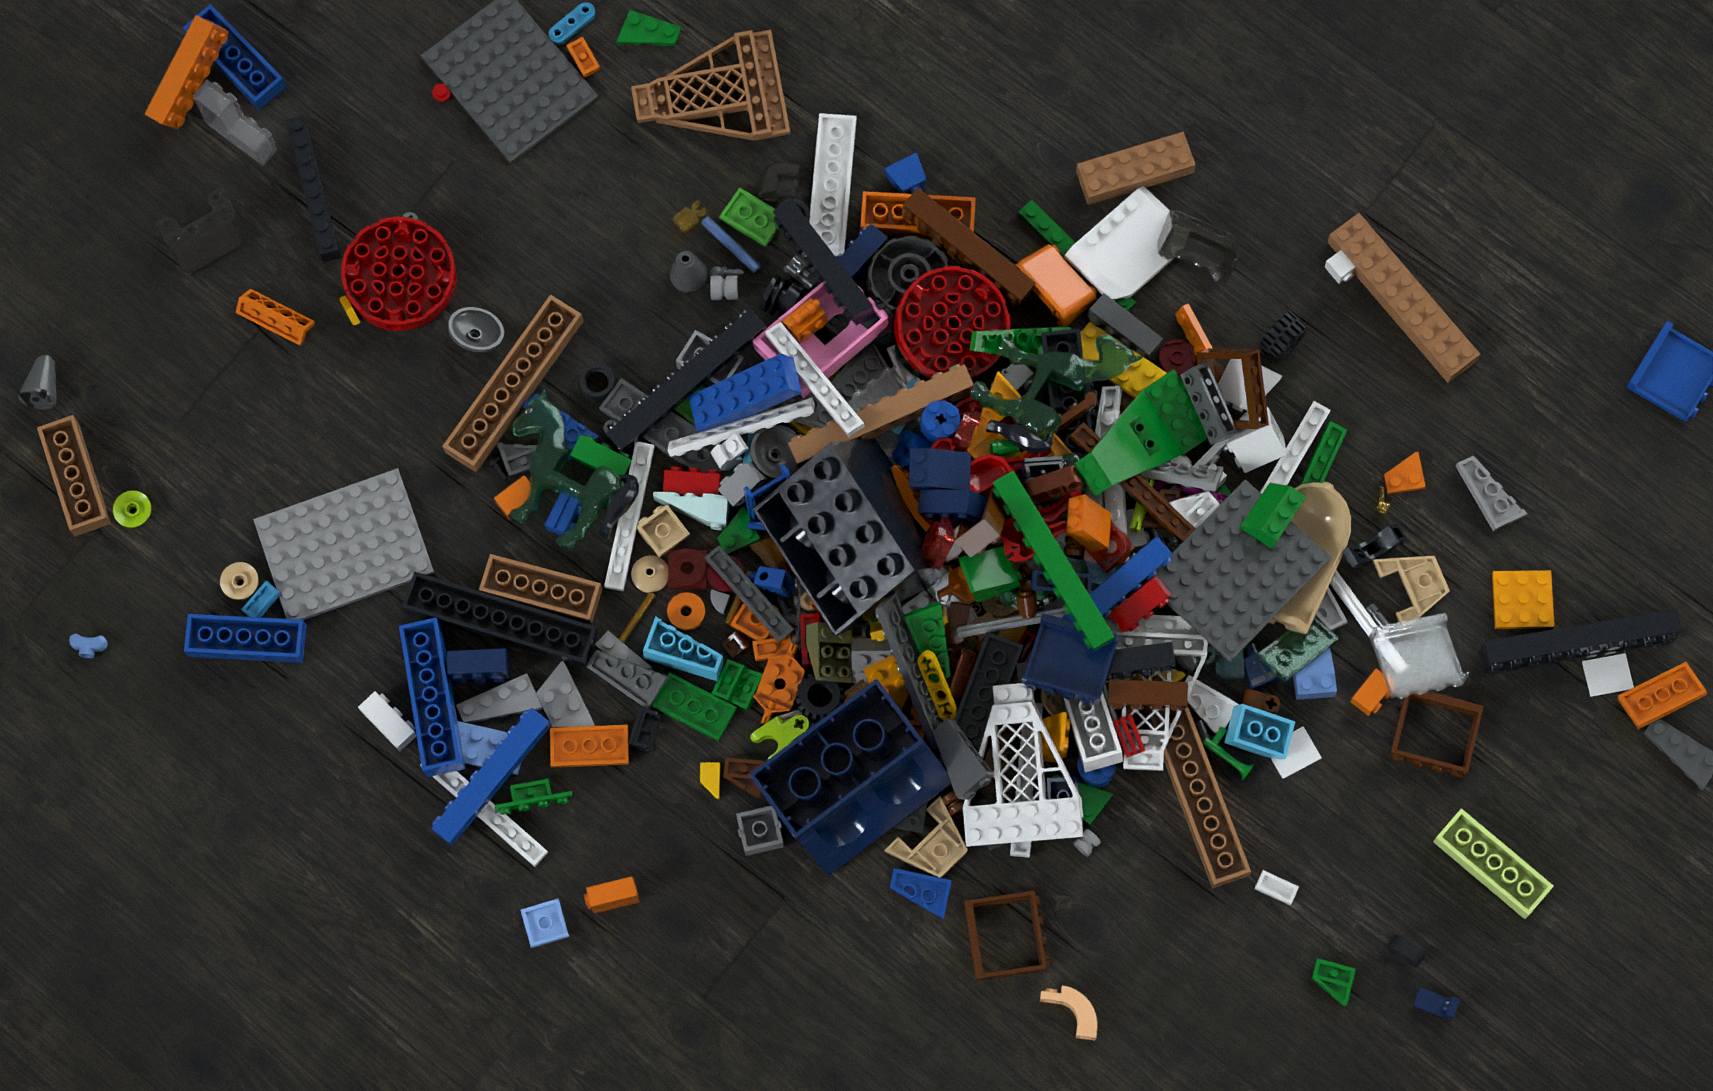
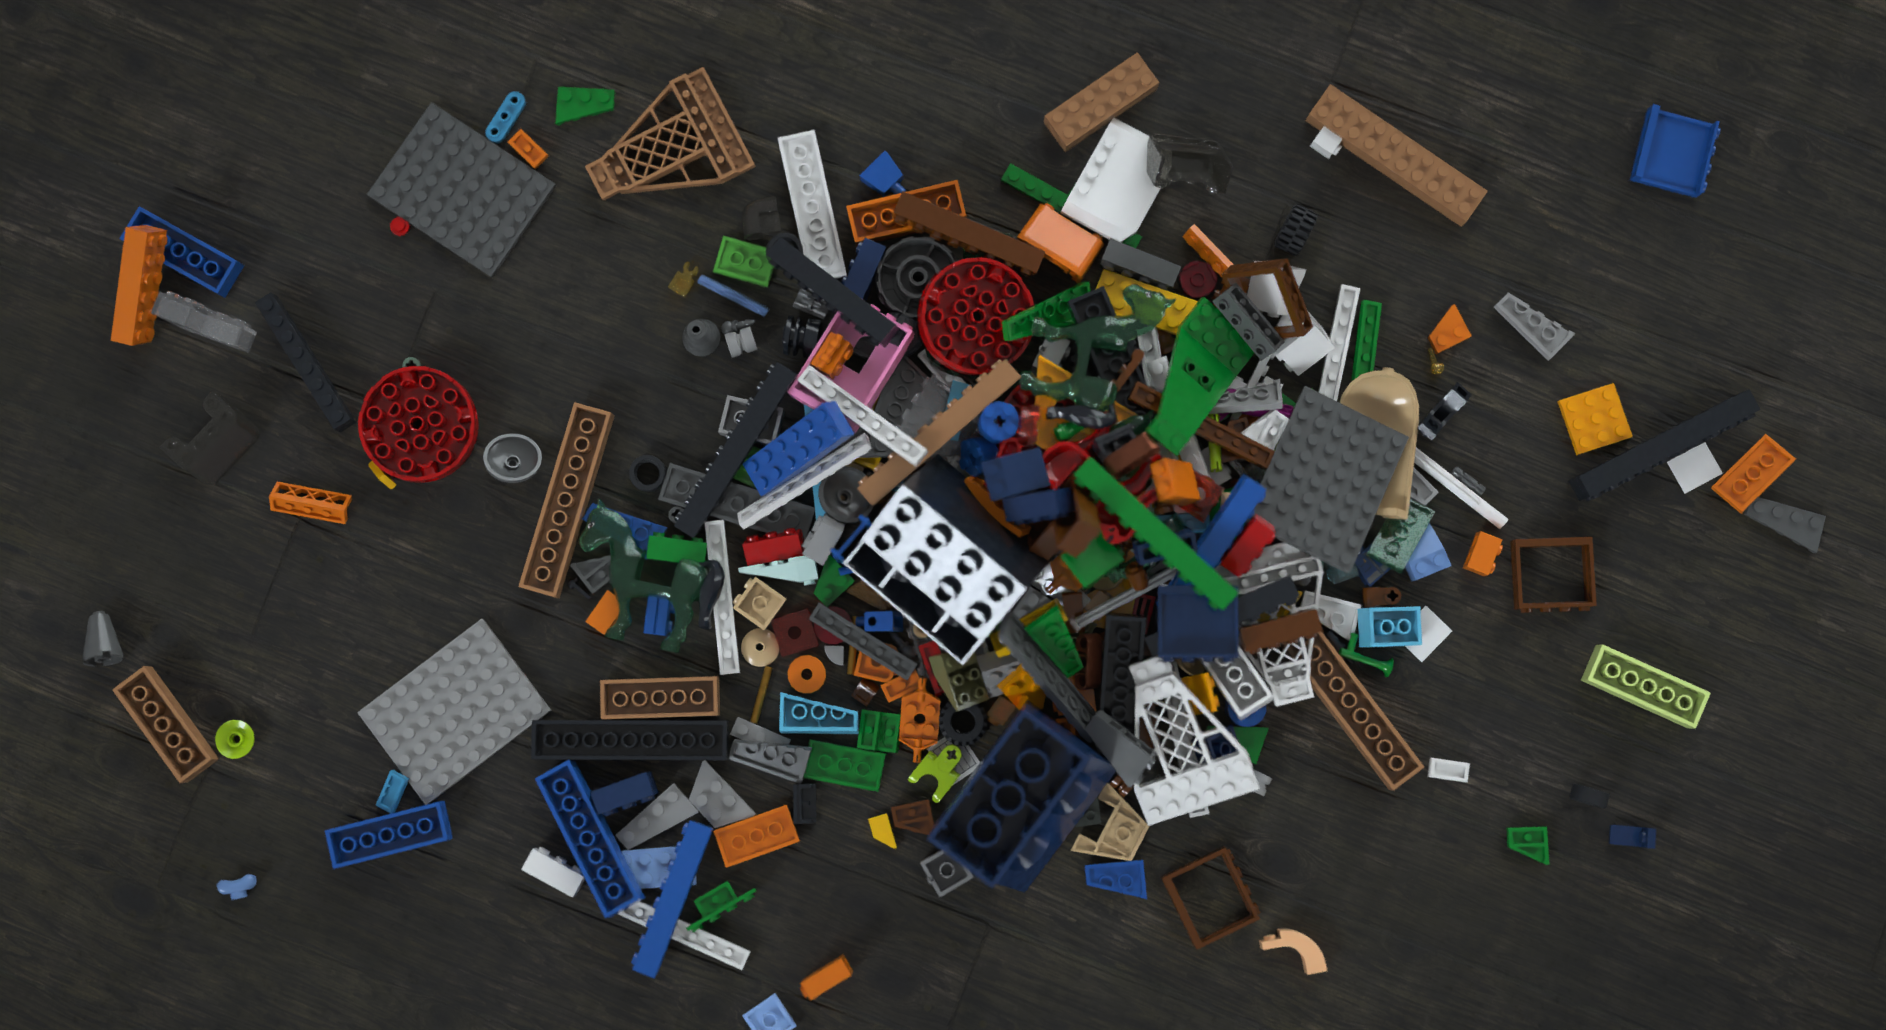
camera: 20 degrees left, 10 degrees up
(234, 573) = (354, 778): tan dish -> none
(729, 452) = (800, 509): white brick -> none
(938, 542) = (1039, 549): clear red piece -> none
(940, 685) = (1072, 683): yellow beam -> none
(1123, 720) = (1283, 688): red tile -> none
(1272, 513) = (1344, 413): green slope -> none
(1417, 656) = (1516, 508): clear panel -> none
(1421, 580) = (1498, 433): tan wing -> none

